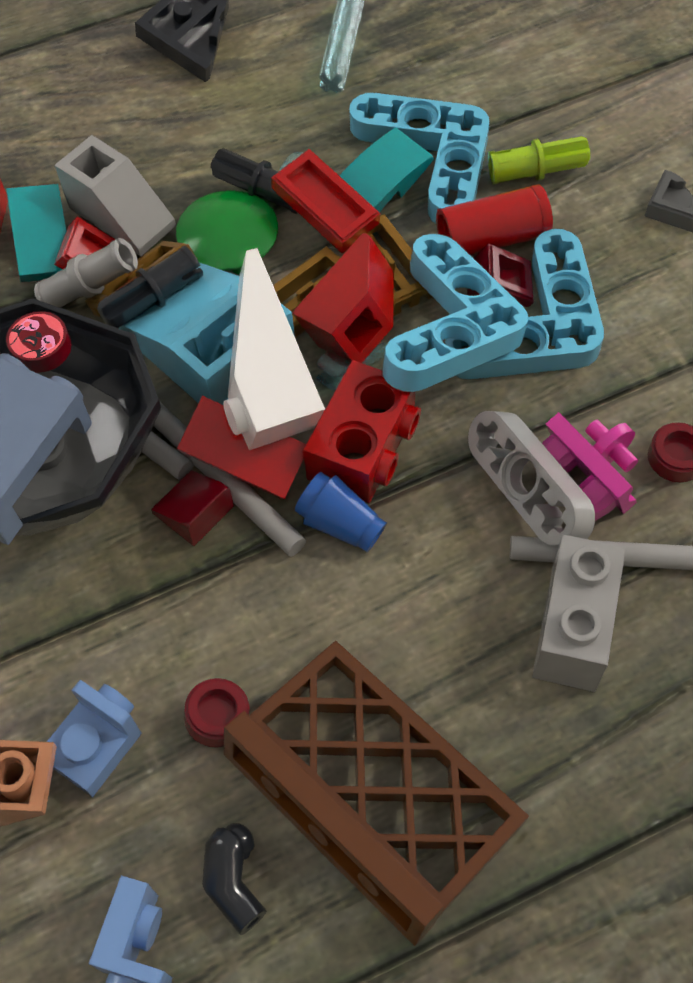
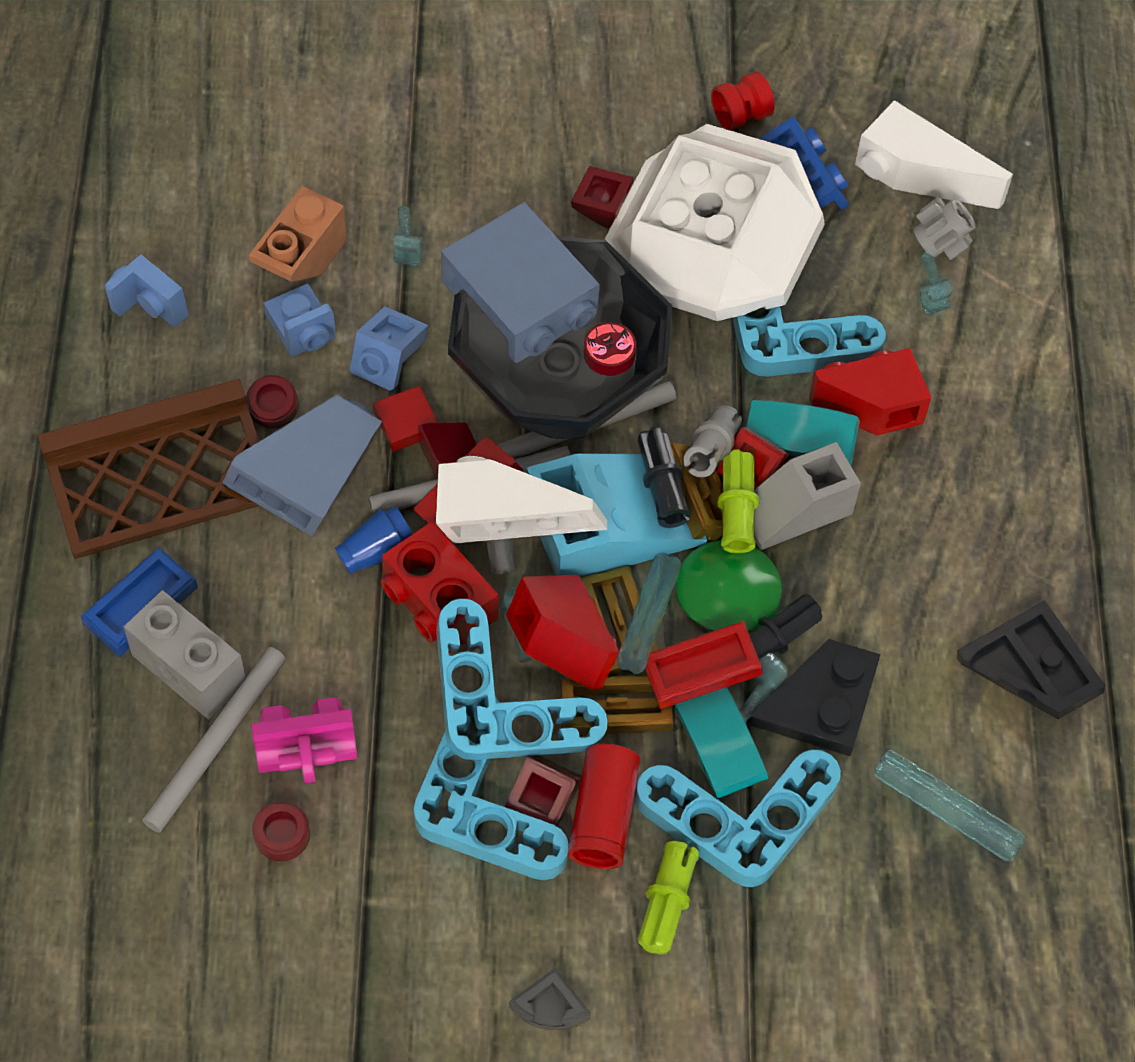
camera: 110 degrees right, 0 degrees up
(90, 619) = (384, 346): none -> medium blue bracket
(149, 230) = (738, 502): none -> lime axle
(173, 565) = (402, 416): none -> red tile
(223, 876) = (153, 359): black arm -> none
(280, 130) = (822, 698): none -> black wing
(285, 611) = (305, 462): none -> sand blue slope
(309, 247) = (649, 613): none -> clear light blue axle
(538, 713) = (132, 594): none -> blue tile
(552, 481) = (317, 681): light grey beam -> none

